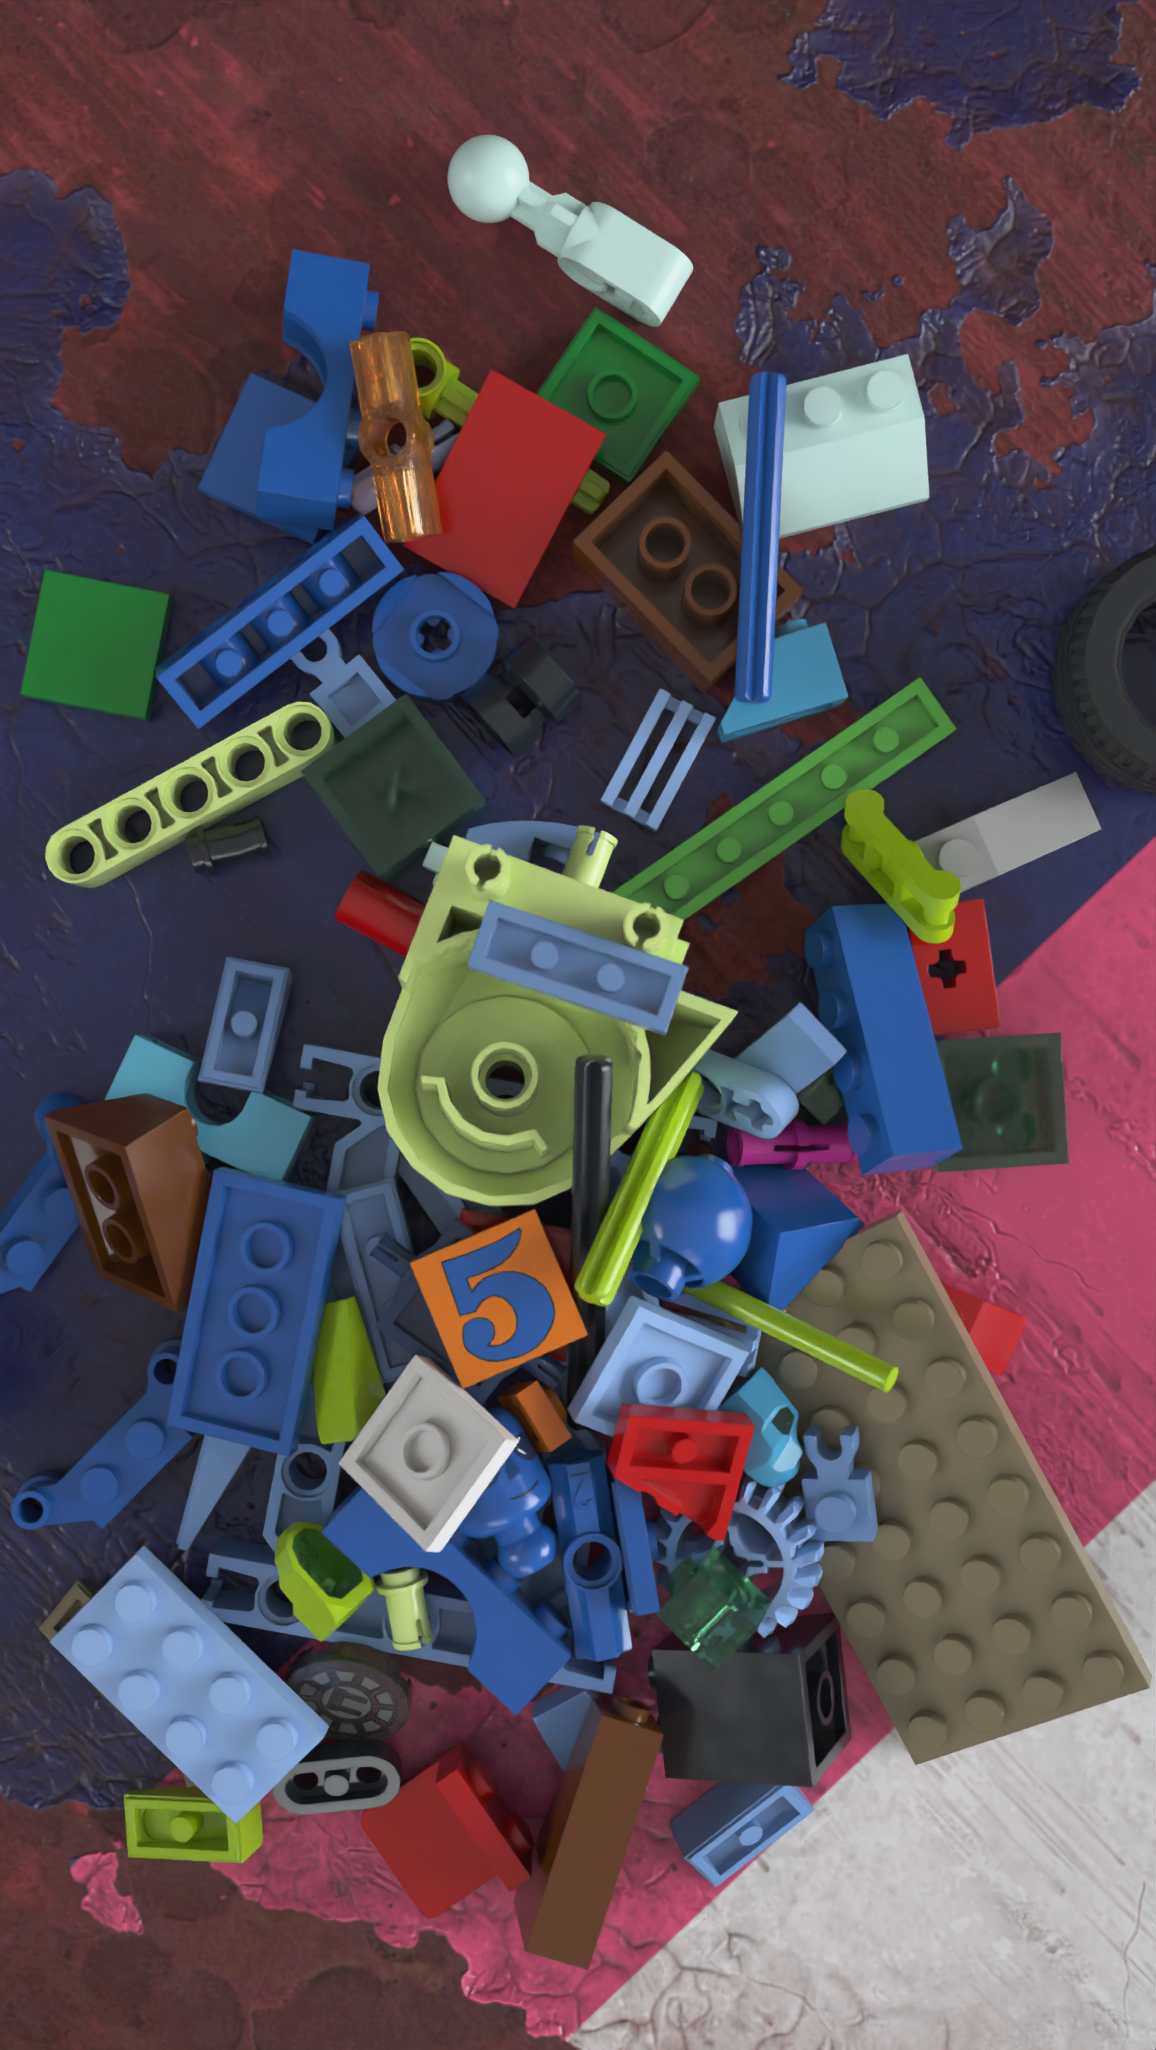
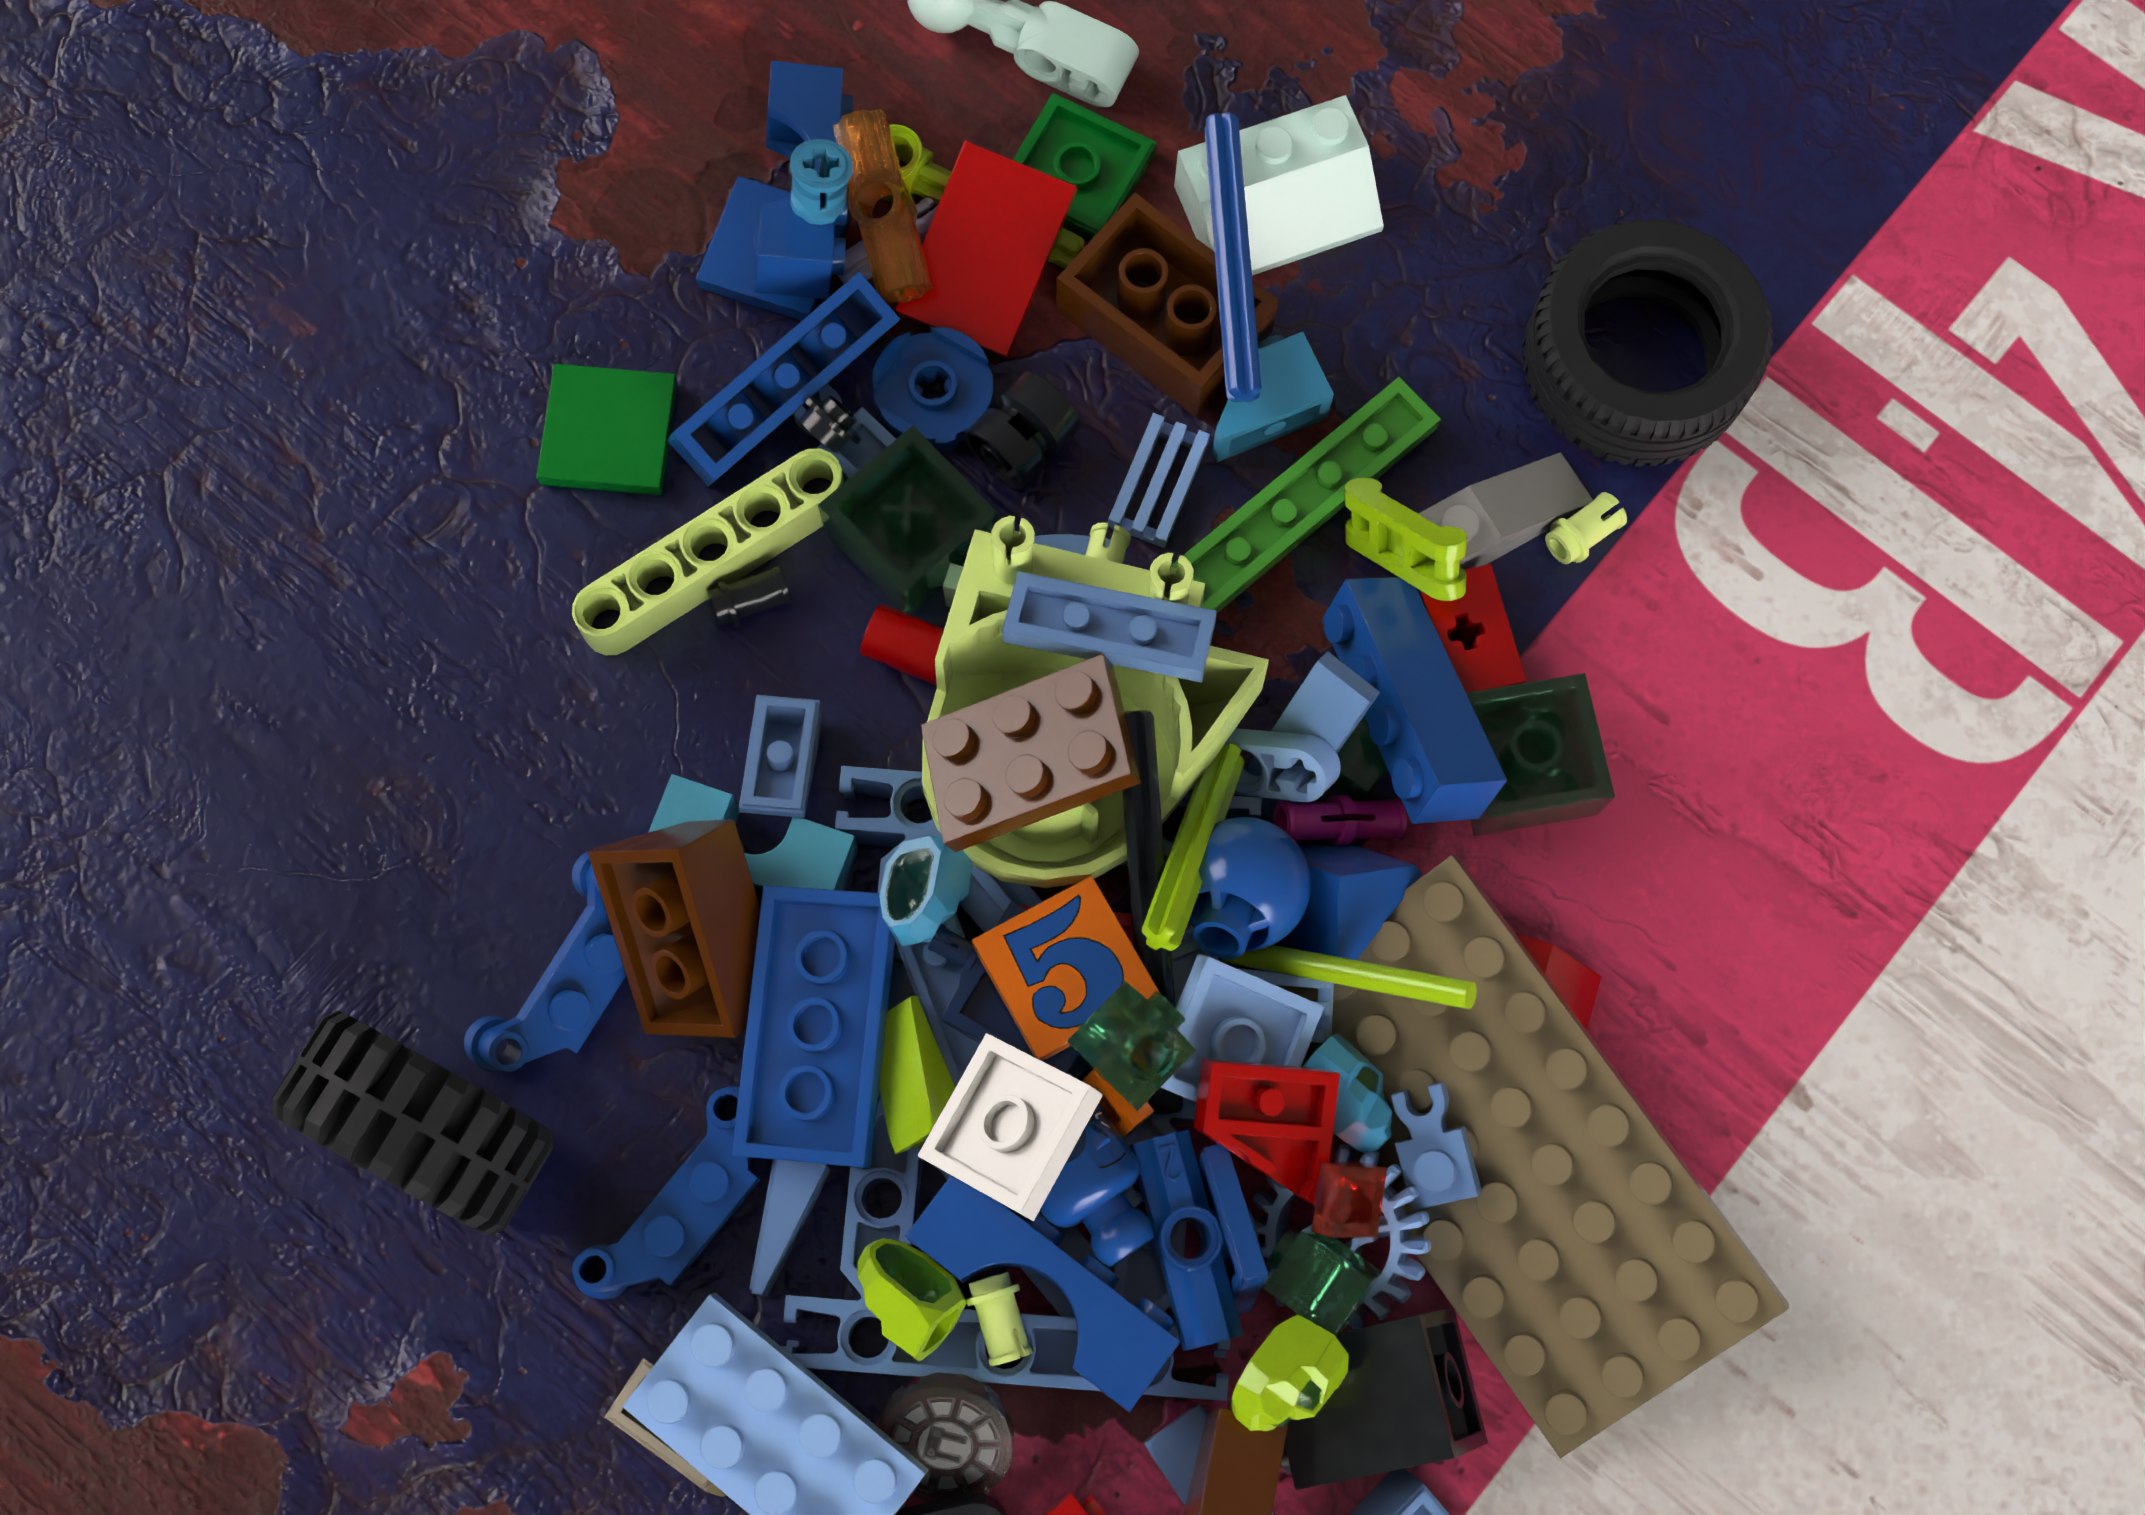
camera: 15 degrees left, 15 degrees down
(321, 676) = (830, 422): none -> black plate
(345, 404) = (832, 180): none -> dark azure bush
(367, 1202) = (923, 888): none -> dark azure rock
(484, 1088) = (1029, 753): none -> plate
(554, 1390) = (1133, 1043): none -> clear green brick
(669, 1700) = (1289, 1375): none -> lime rock
(747, 1543) = (1349, 1199): none -> clear red plate
(1074, 868) = (1573, 537): none -> yellowish green pin

